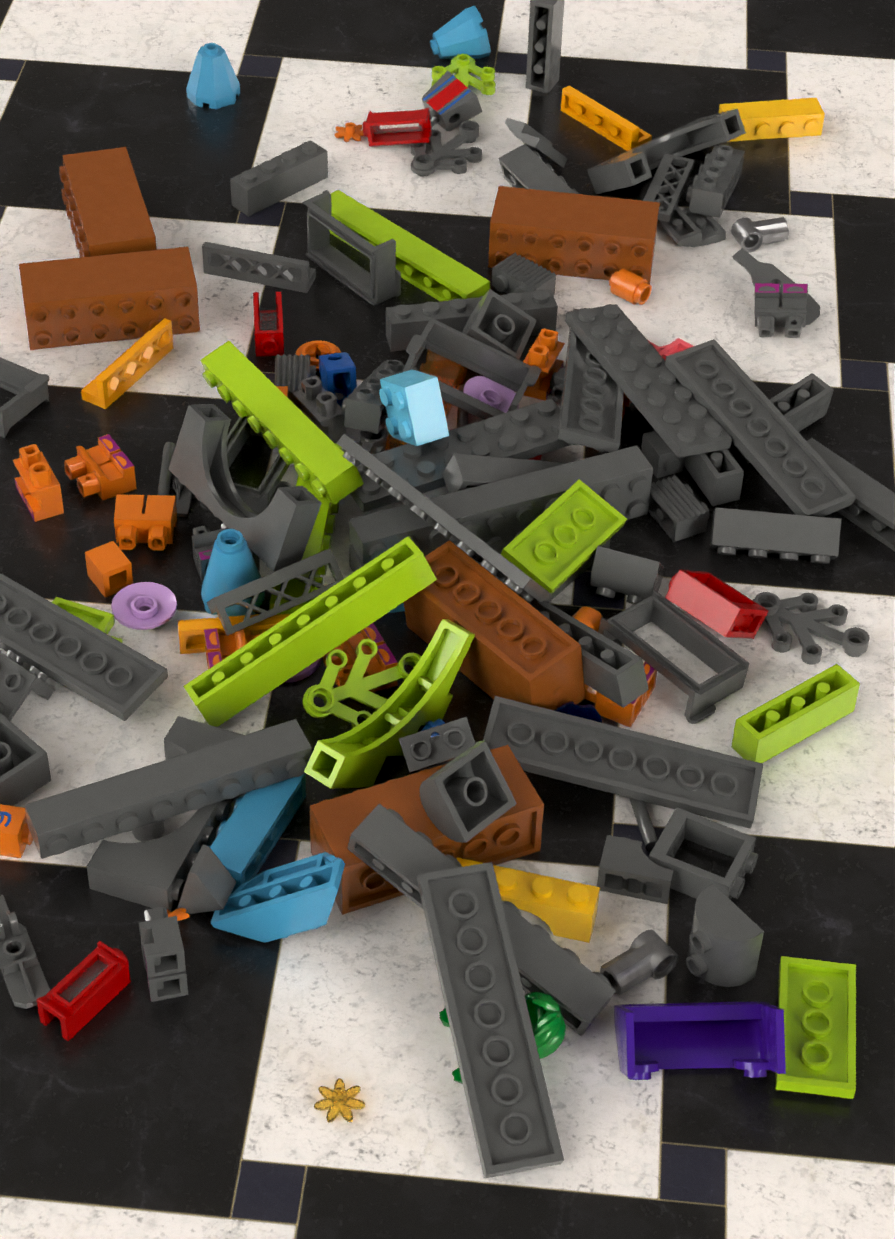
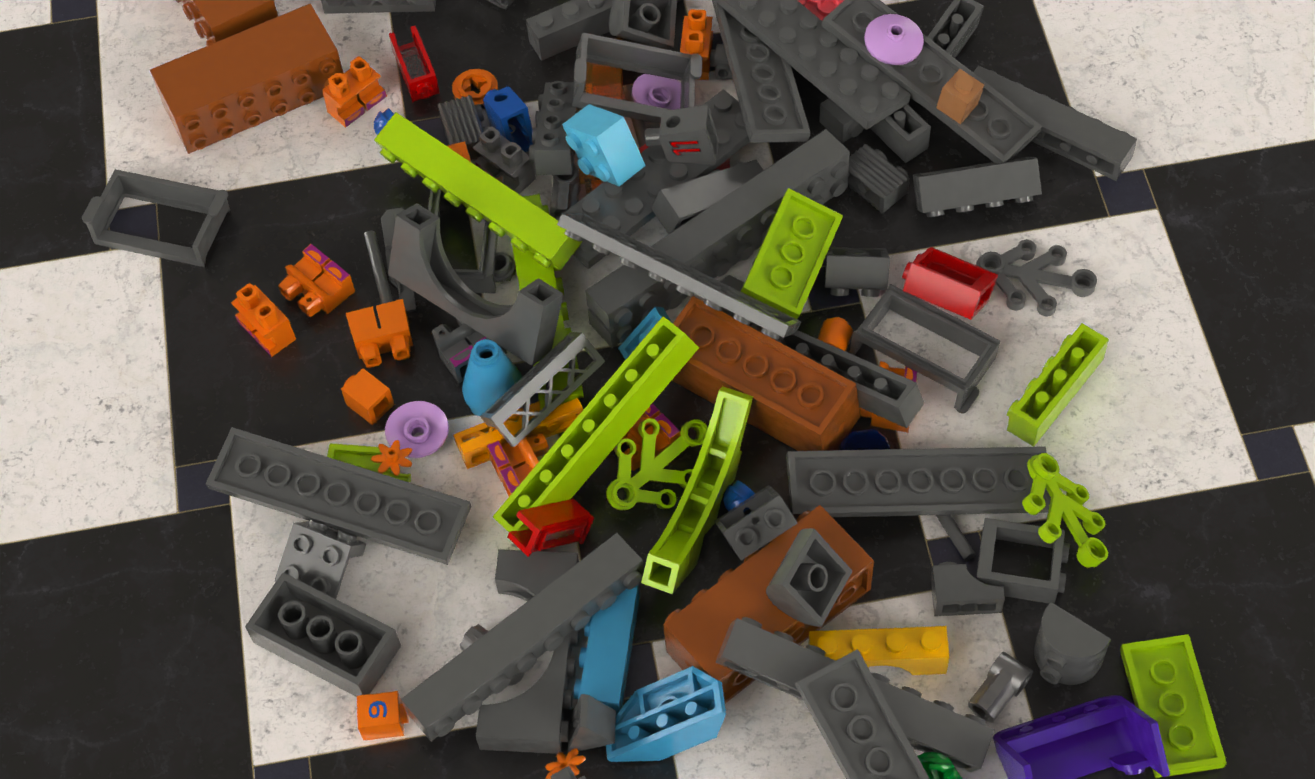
camera: 10 degrees left, 15 degrees up
(110, 619) = (392, 458): none -> orange plant
(130, 366) = (295, 150): light orange fence -> none
(200, 330) = (353, 92): none -> orange hips
(237, 707) = (552, 526): none -> red window
(497, 417) = (686, 135): none -> dark grey torso
(730, 389) = (893, 48): none -> lavender dish
(752, 781) = (1045, 474): none -> lime plant
(778, 445) = (960, 96): none -> medium nougat brick

